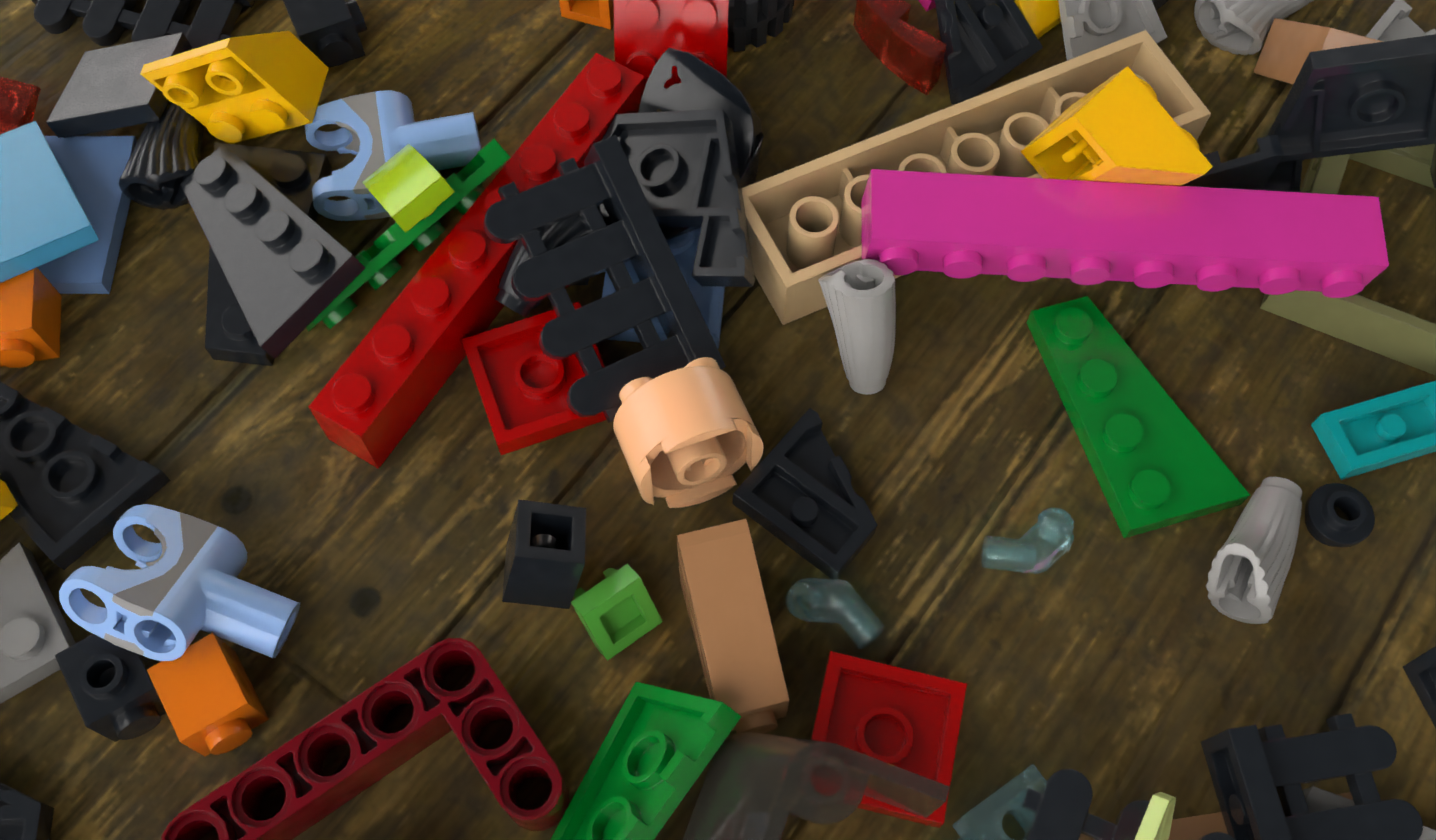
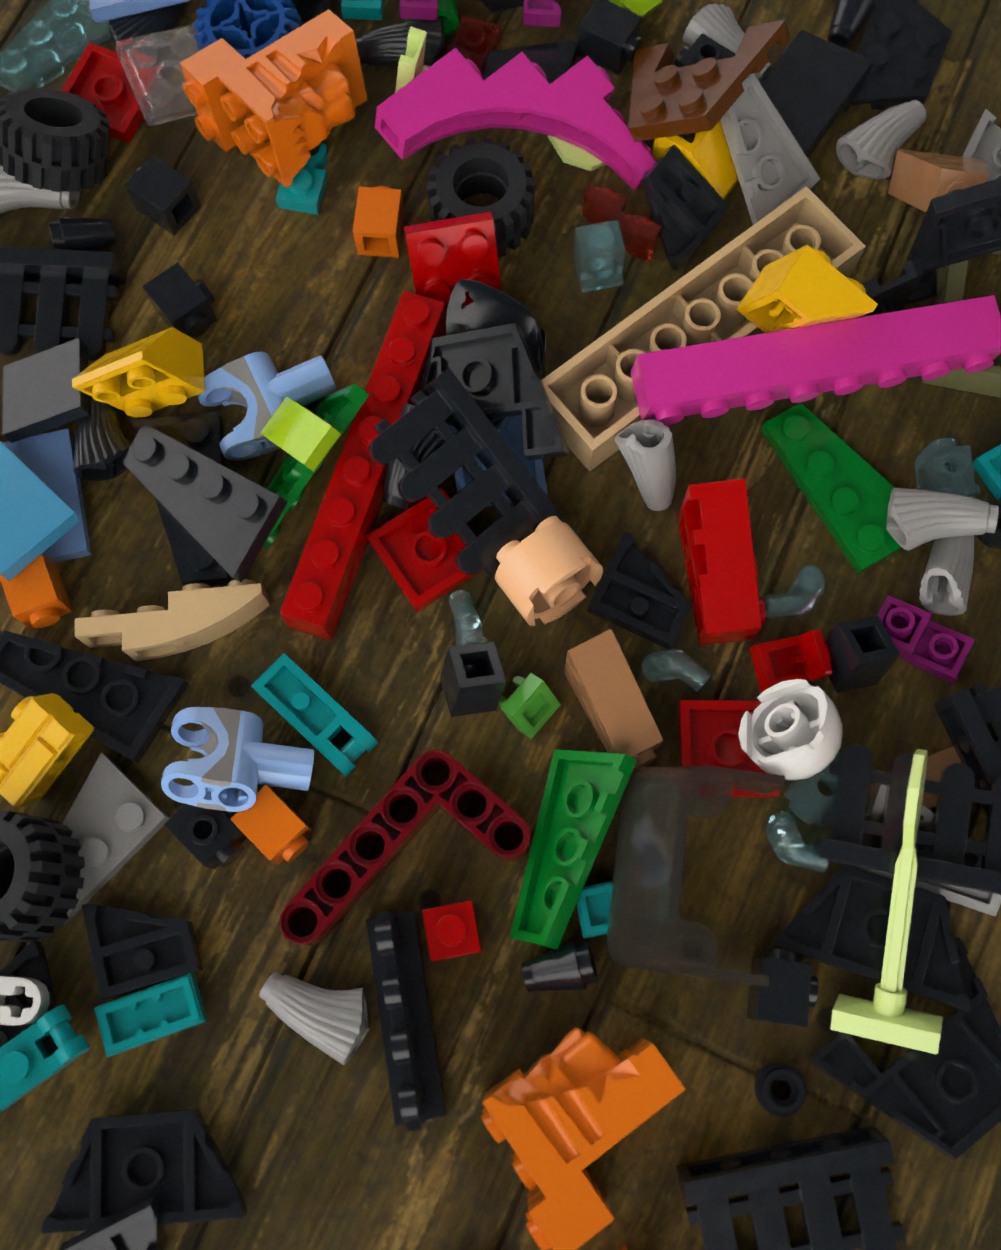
camera: 10 degrees left, 10 degrees up
(193, 399) = (192, 620): none -> tan slope
(318, 556) = (313, 713): none -> teal plate
(563, 473) = (467, 622): none -> clear light blue arm
(860, 68) = (599, 255): none -> clear light blue brick
(931, 474) = (720, 562): none -> red wedge
(980, 727) = (792, 730): none -> white cylinder
(1002, 632) = (791, 658): none -> red bracket
(1101, 642) = (860, 653): none -> black brick
(1205, 656) = (924, 642): none -> magenta slope
(1237, 471) = (927, 515): none -> light grey piece
(1272, 430) = (932, 471): none -> clear light blue brick

